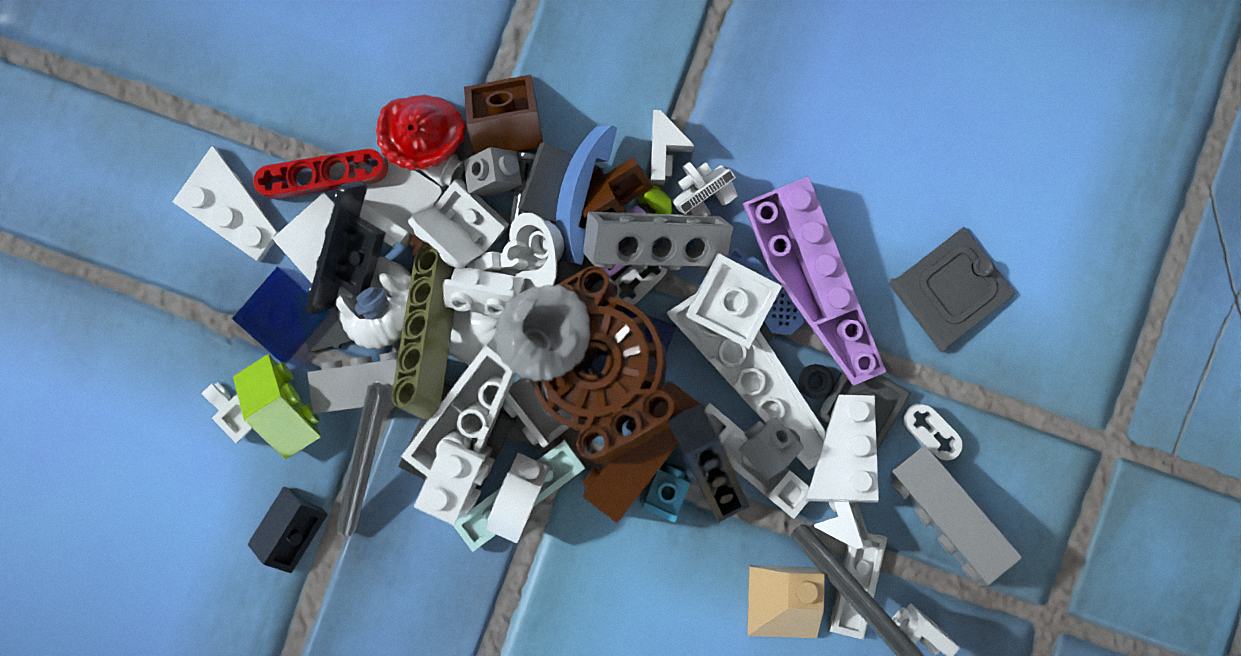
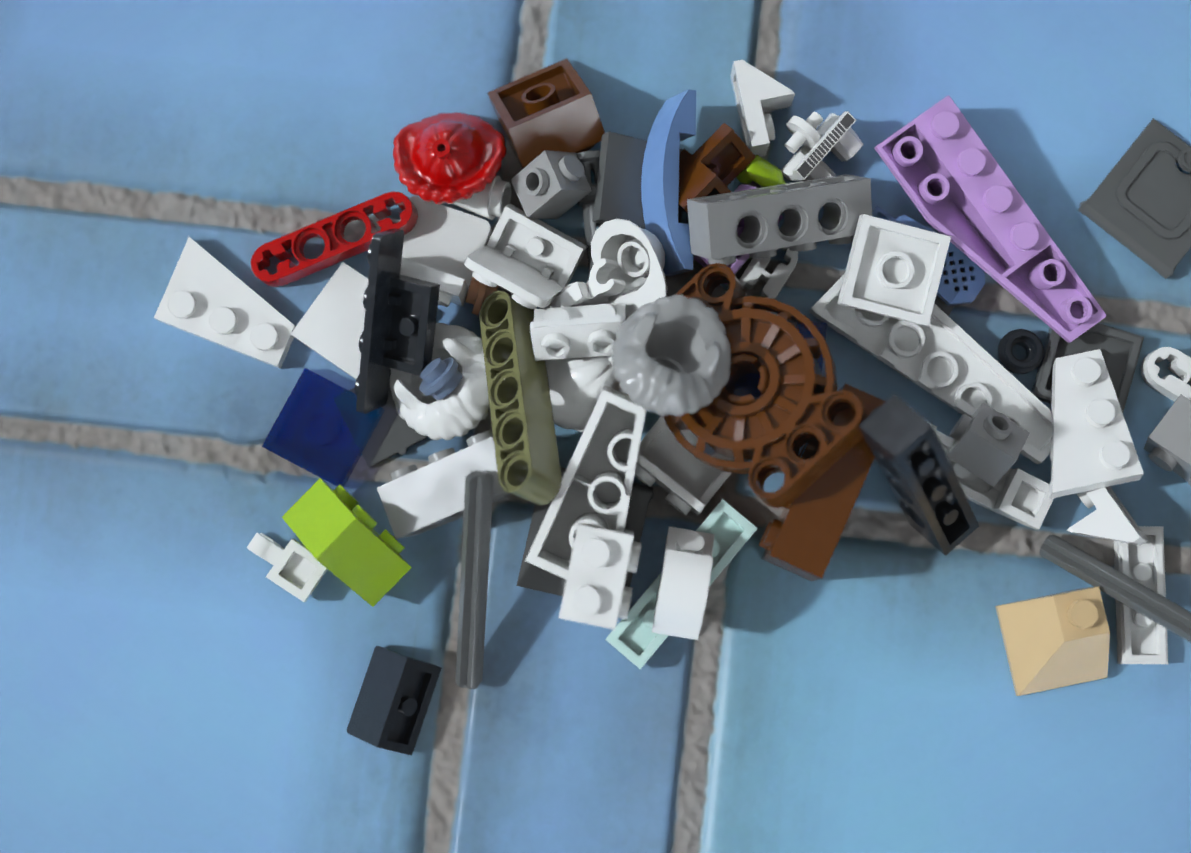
camera: 10 degrees left, 5 degrees down
(661, 506) = (856, 547): medium azure brick -> none

